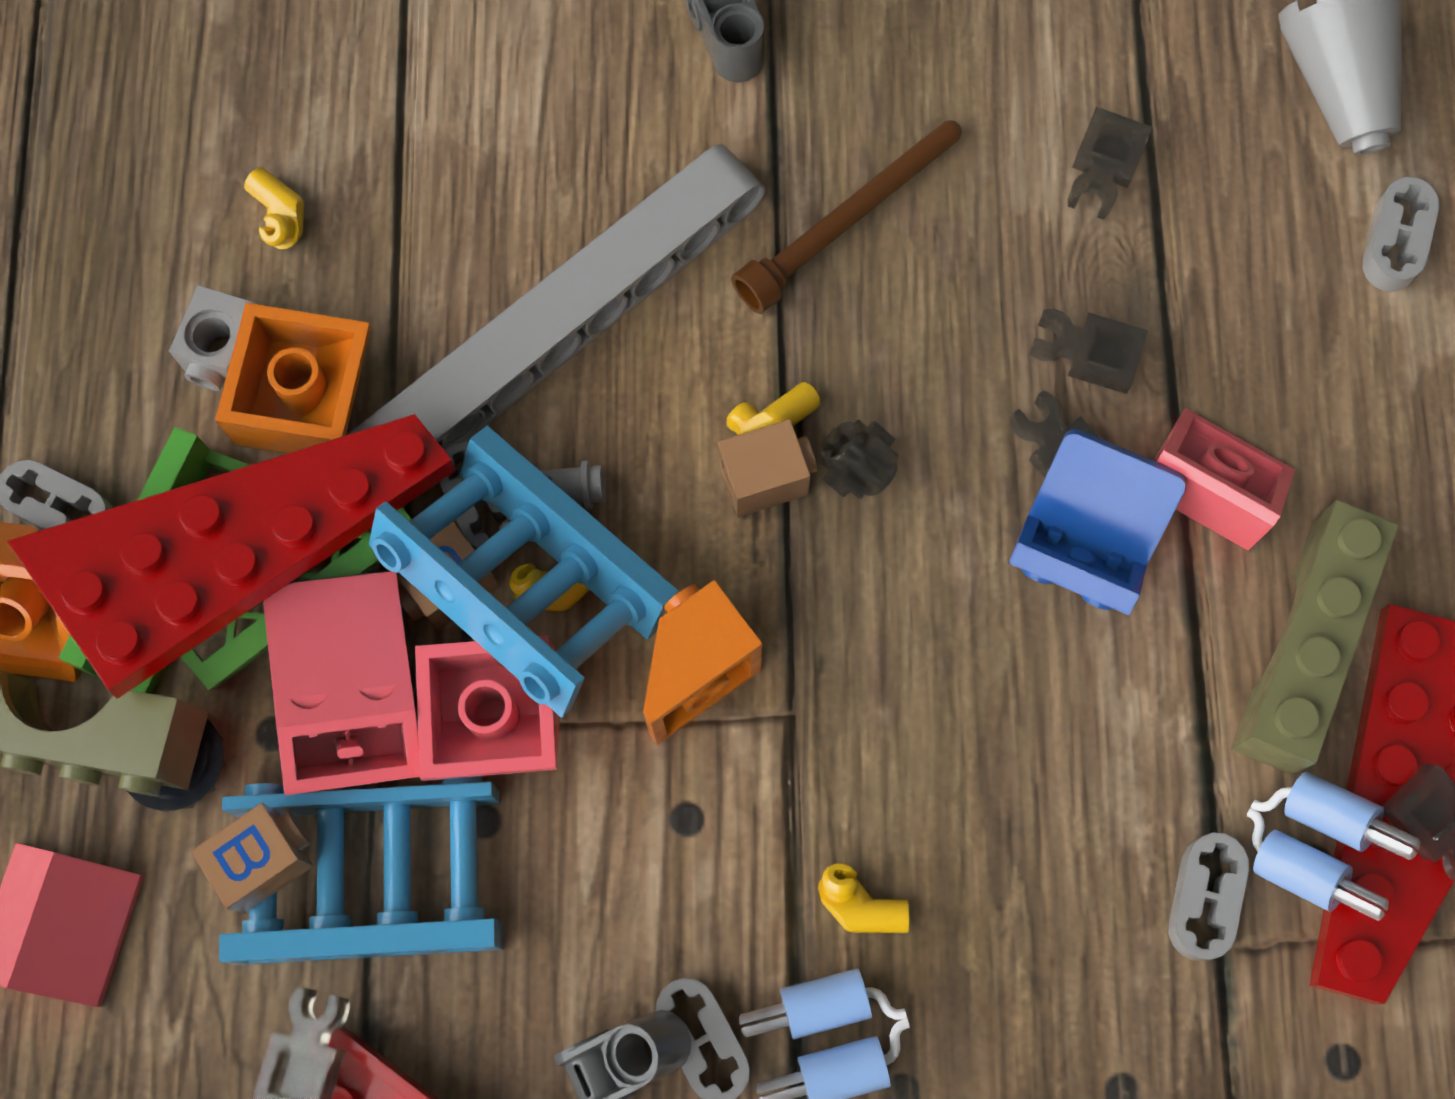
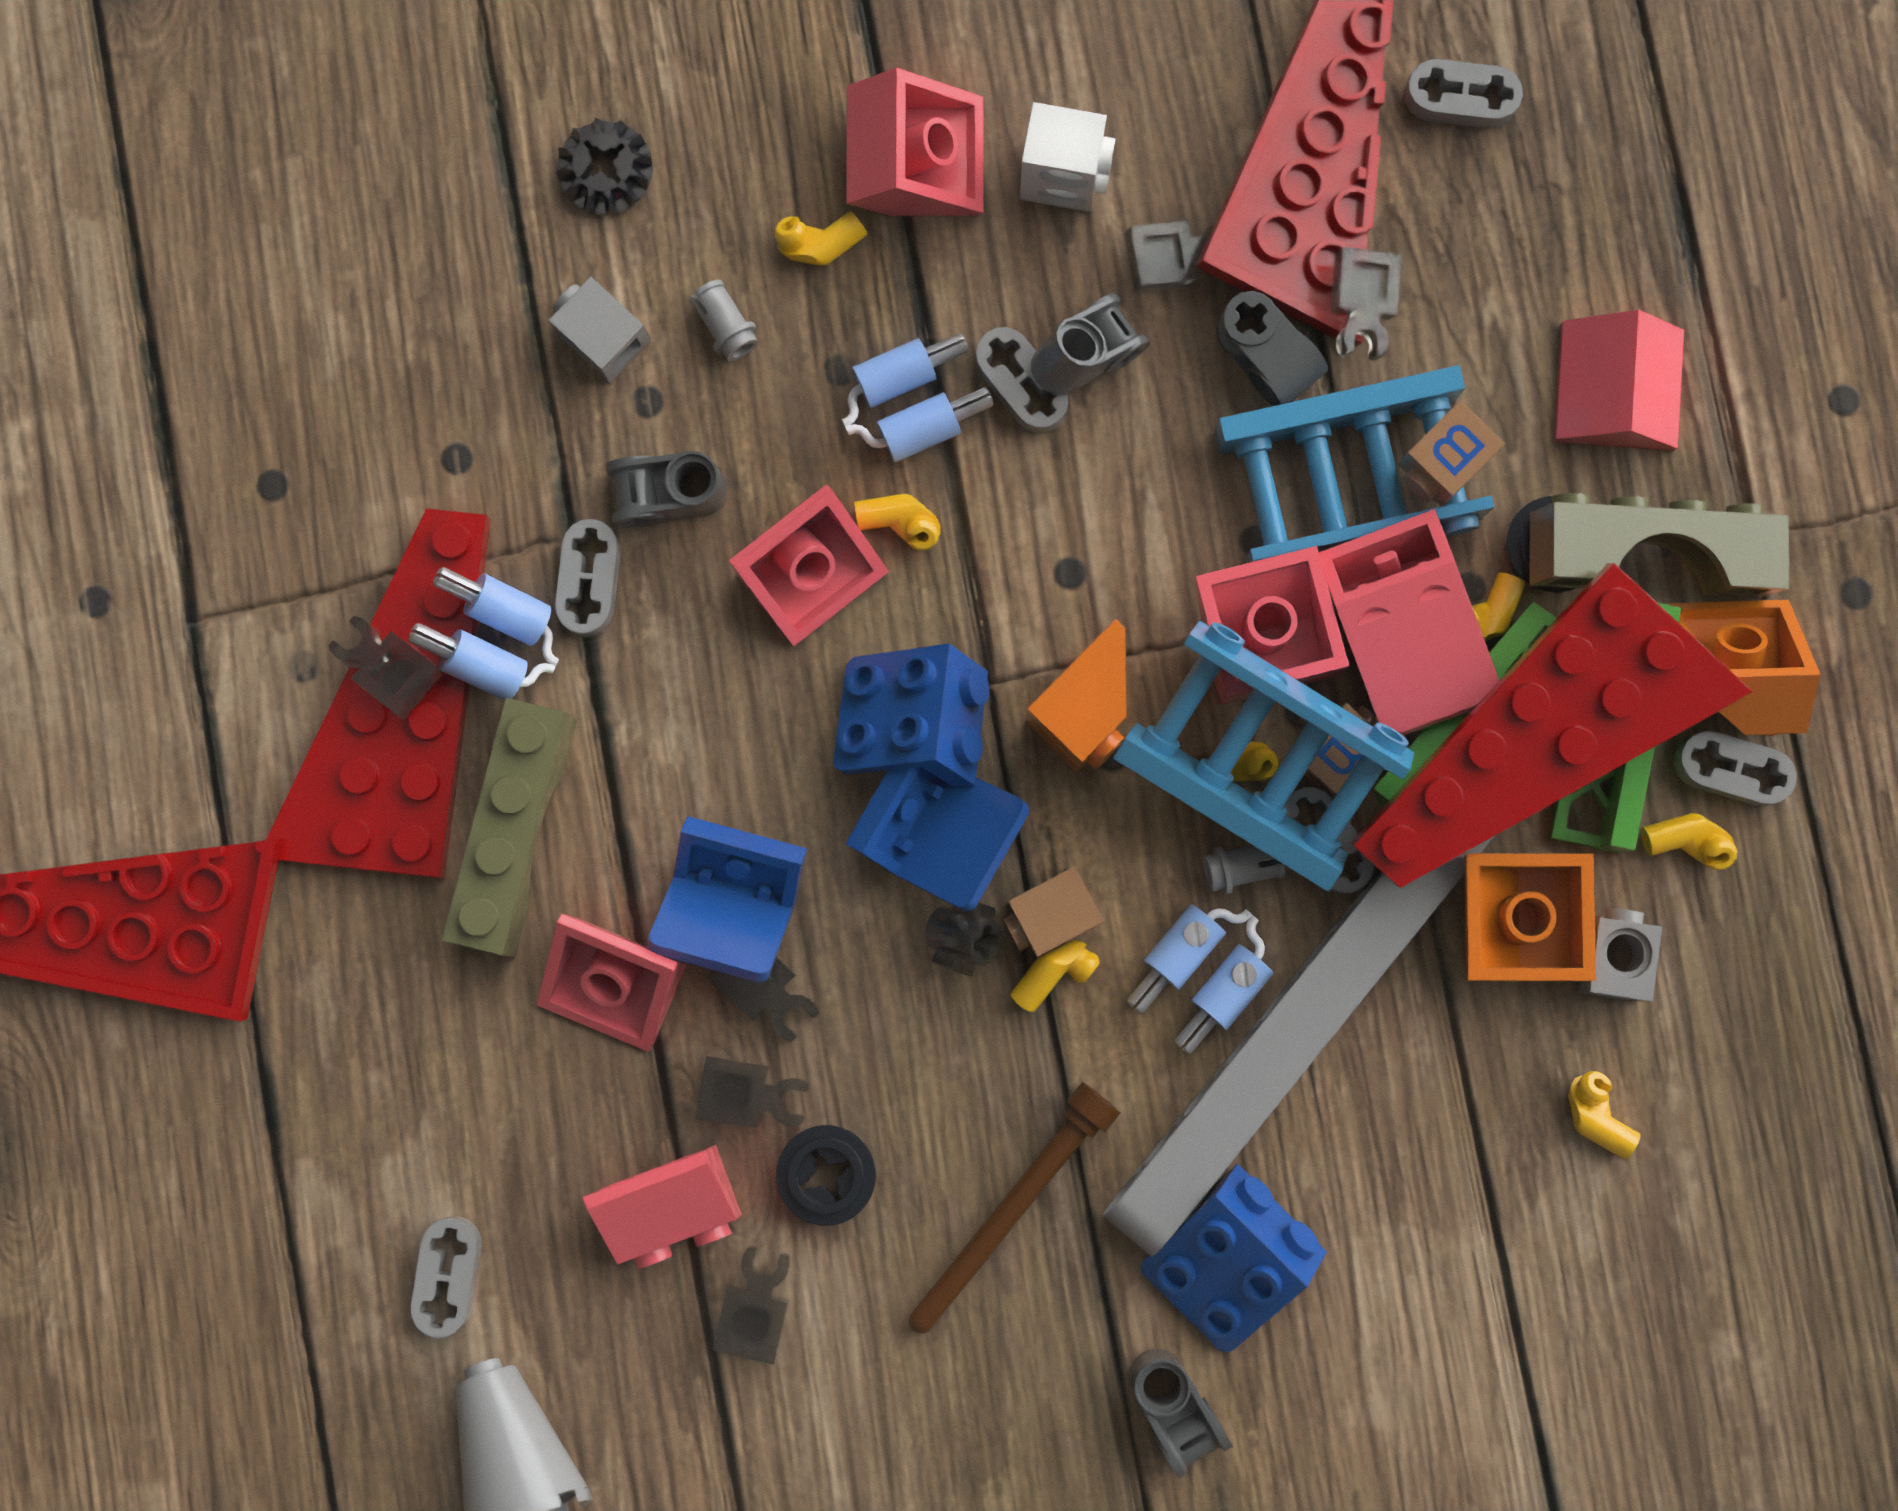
camera: 175 degrees right, 10 degrees up
(113, 445) = (1693, 835): none -> yellow arm
(250, 699) = (1498, 610): none -> yellow arm
(417, 1014) = (1273, 356): none -> dark grey piece
(641, 131) = (1235, 1261): none -> blue bracket
(642, 414) = (1228, 988): none -> light blue piece
(867, 564) = (939, 834): none -> blue bracket
(879, 684) = (912, 713): none -> blue bracket
(967, 863) = (809, 565): none -> coral slope
(1035, 245) = (817, 1204): none -> black gear
(1127, 980) = (651, 488): none -> dark grey piece
(1188, 256) = (665, 1206): none -> coral slope

